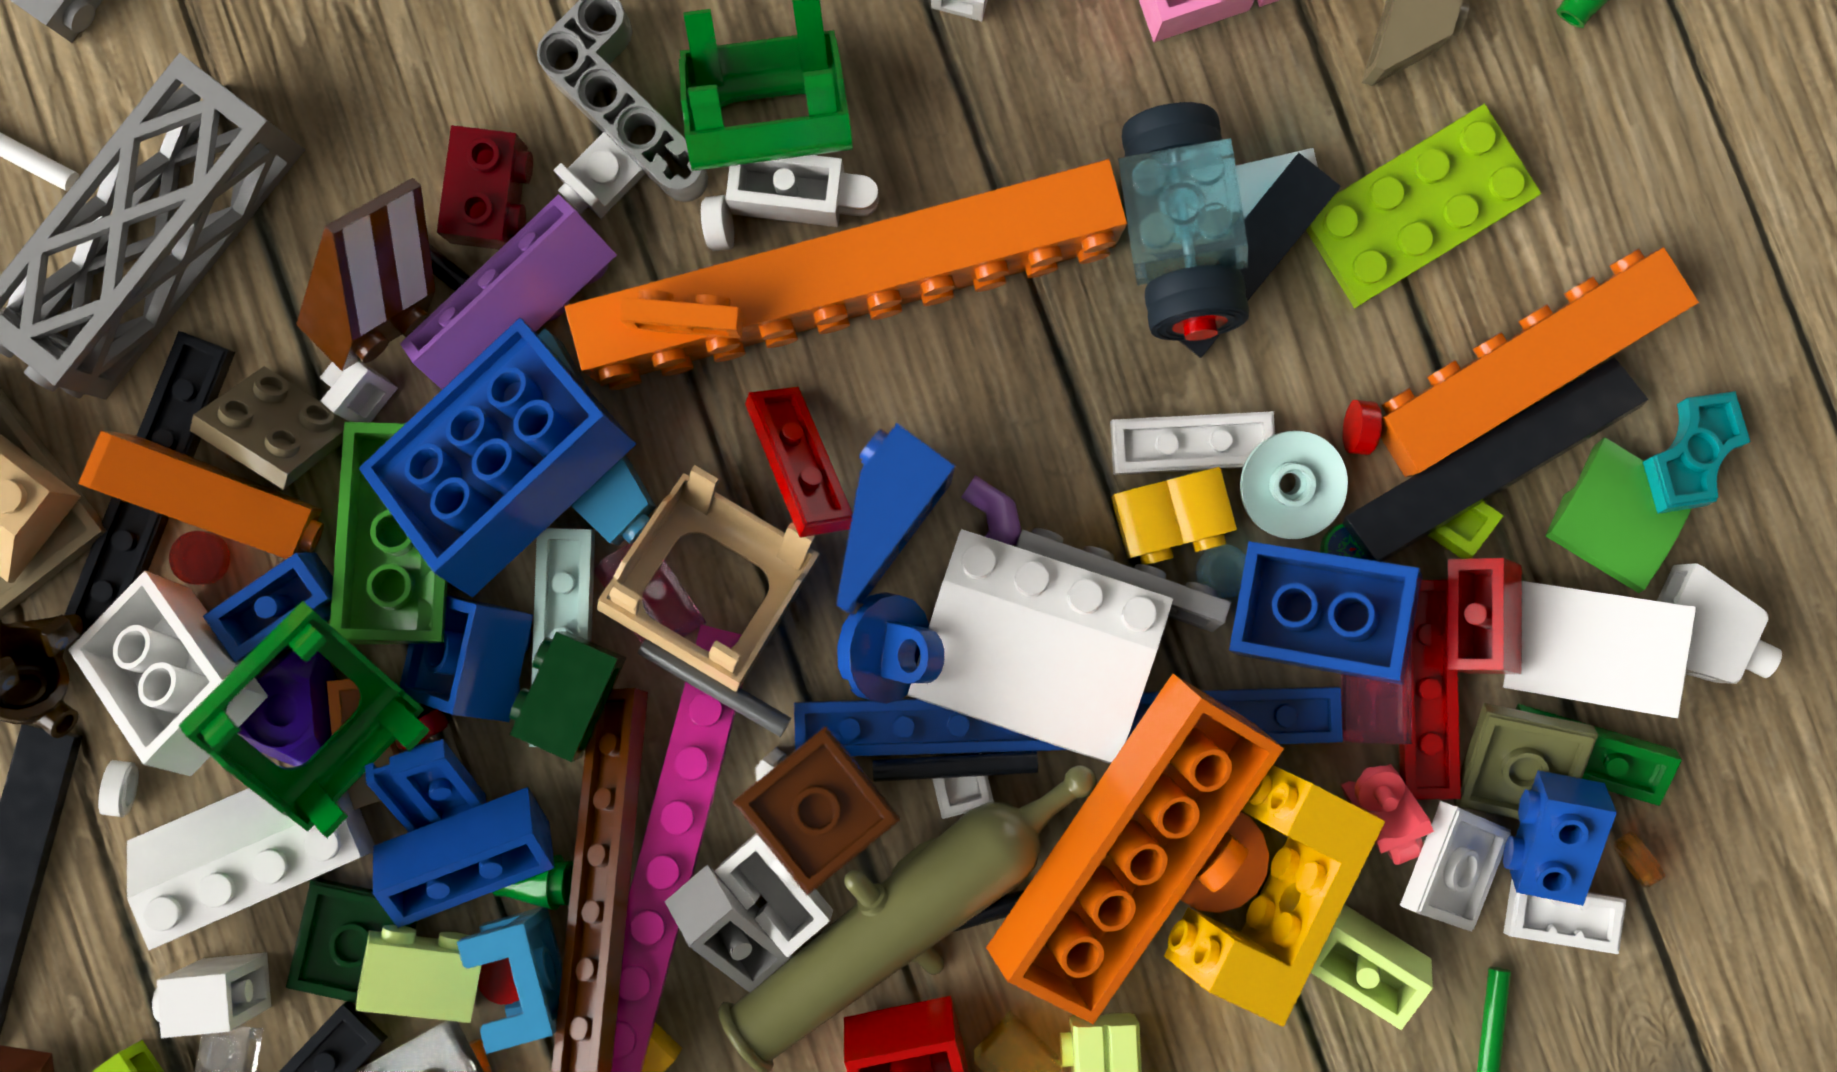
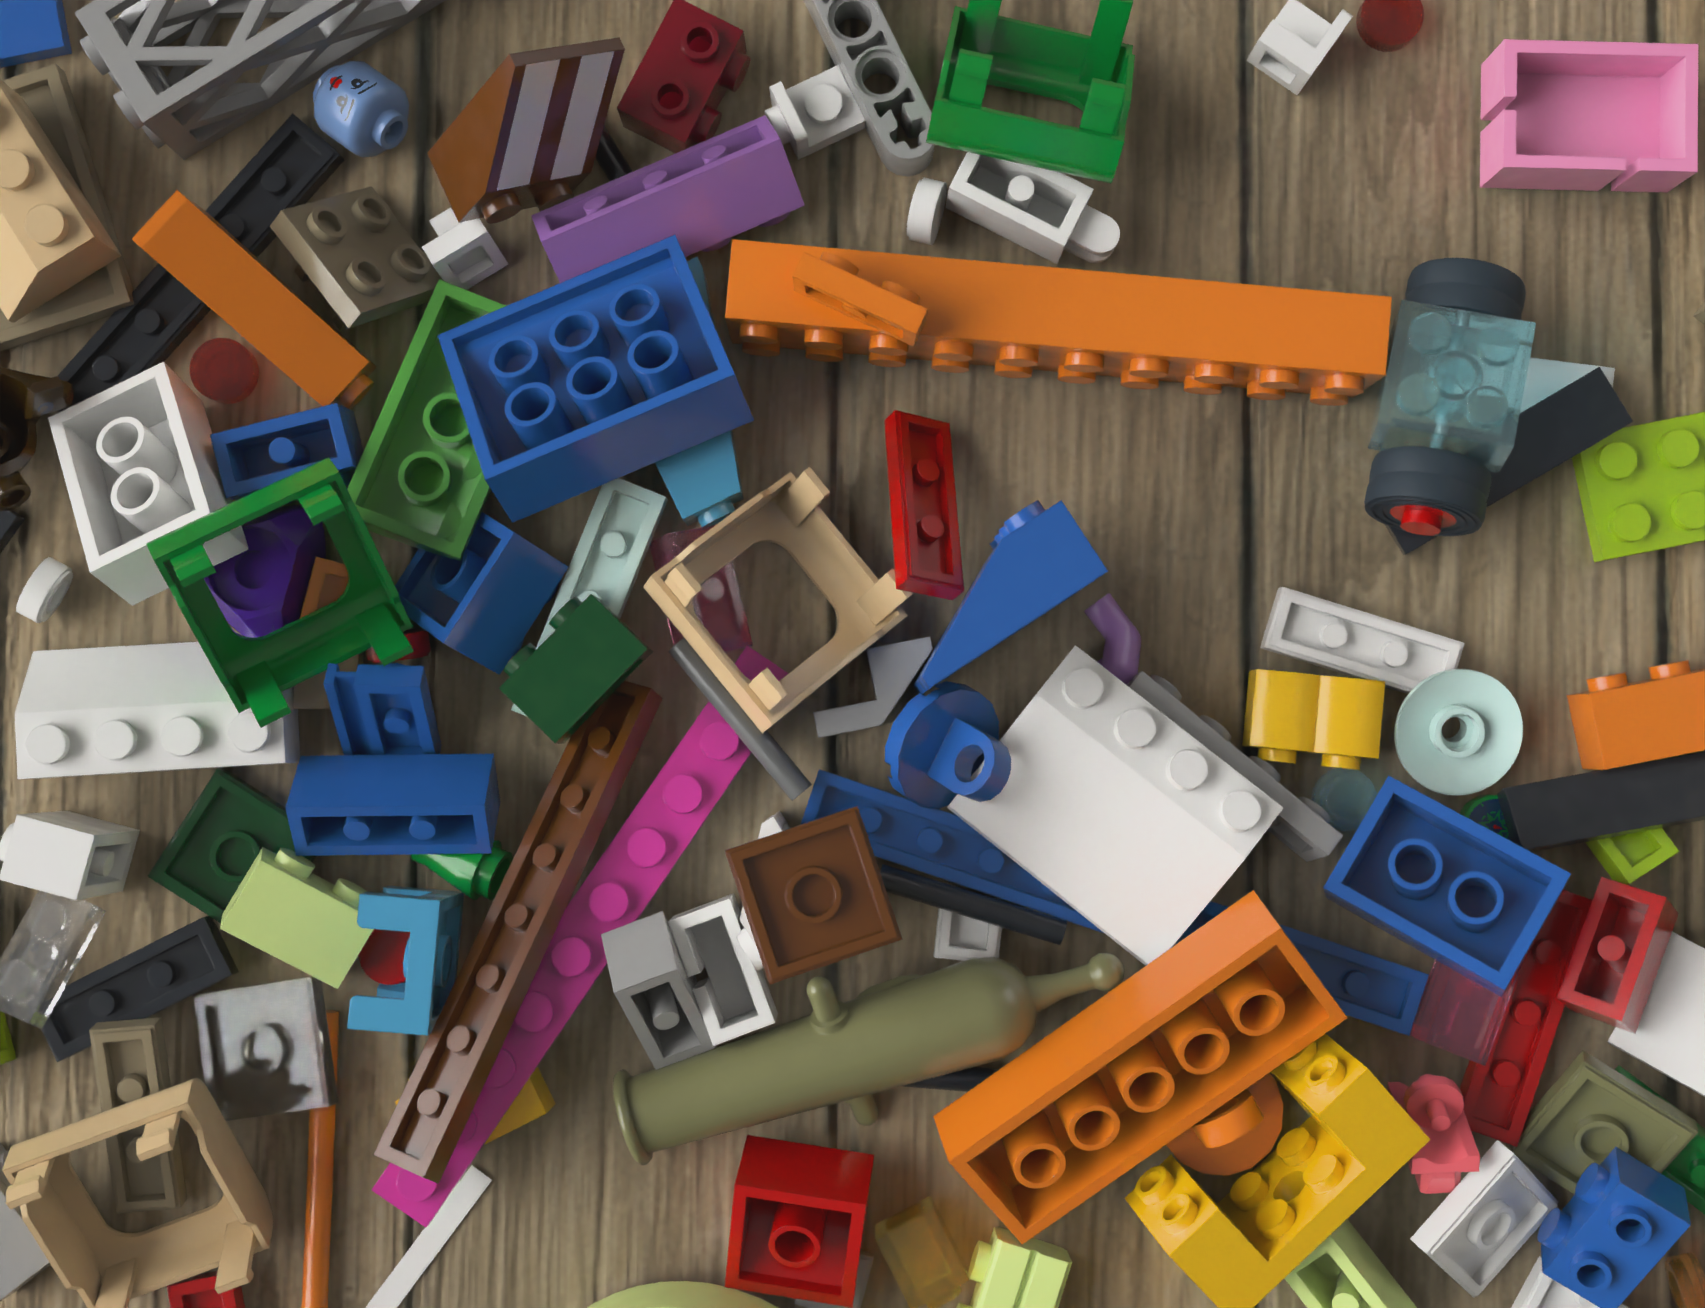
camera: 15 degrees right, 0 degrees up
(231, 307) = (361, 108): none -> medium blue head
(820, 603) = (891, 672): none -> light grey slope
(1362, 427) = (1556, 696): red tile -> none

